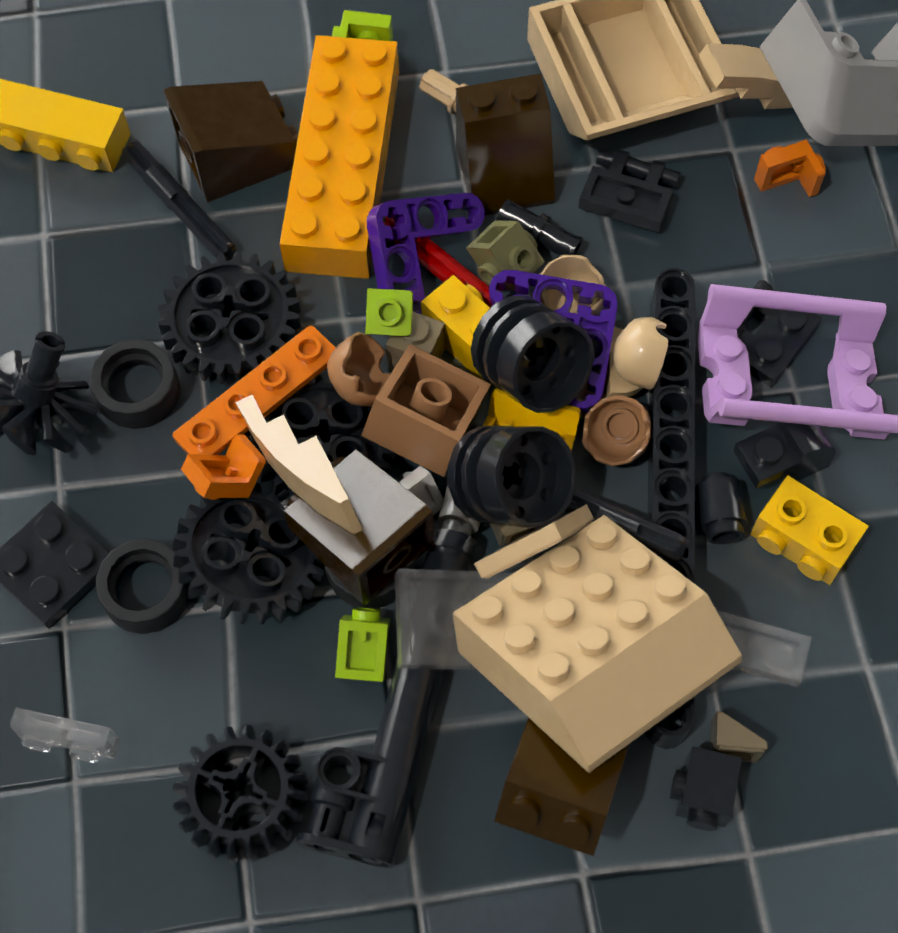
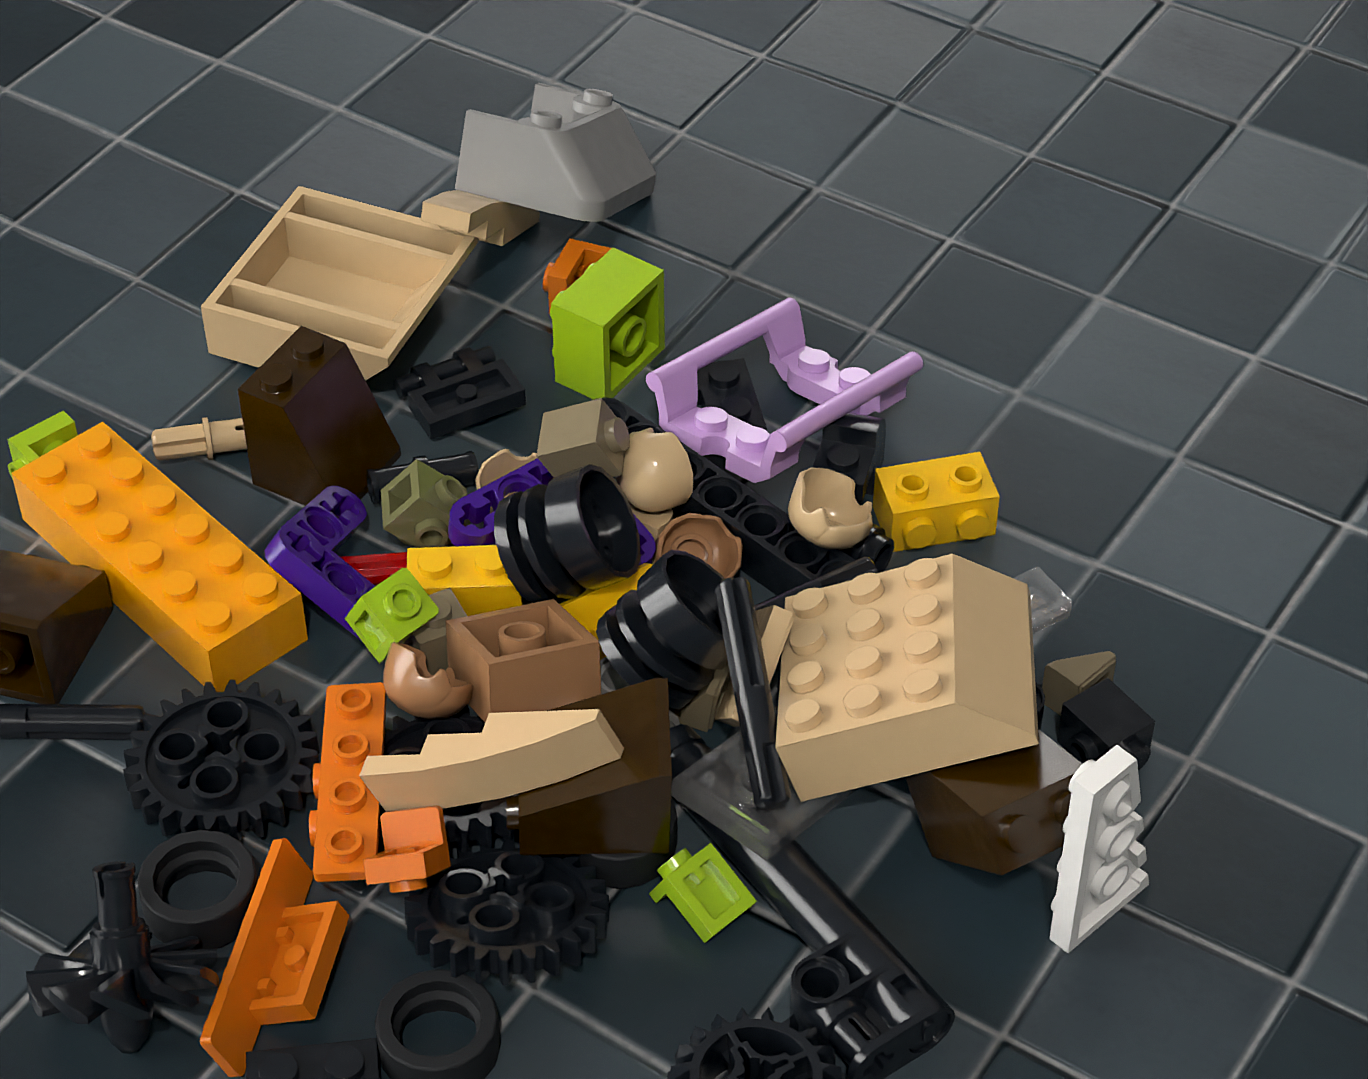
camera: 50 degrees left, 20 degrees down
(117, 462) = (276, 962): none -> orange bracket
(487, 561) = (752, 693): none -> black axle
(564, 868) = (1100, 848): none -> white wing
(607, 299) = (582, 437): none -> dark tan brick
(707, 480) = (826, 509): none -> tan hair
(753, 223) = (608, 325): none -> lime brick

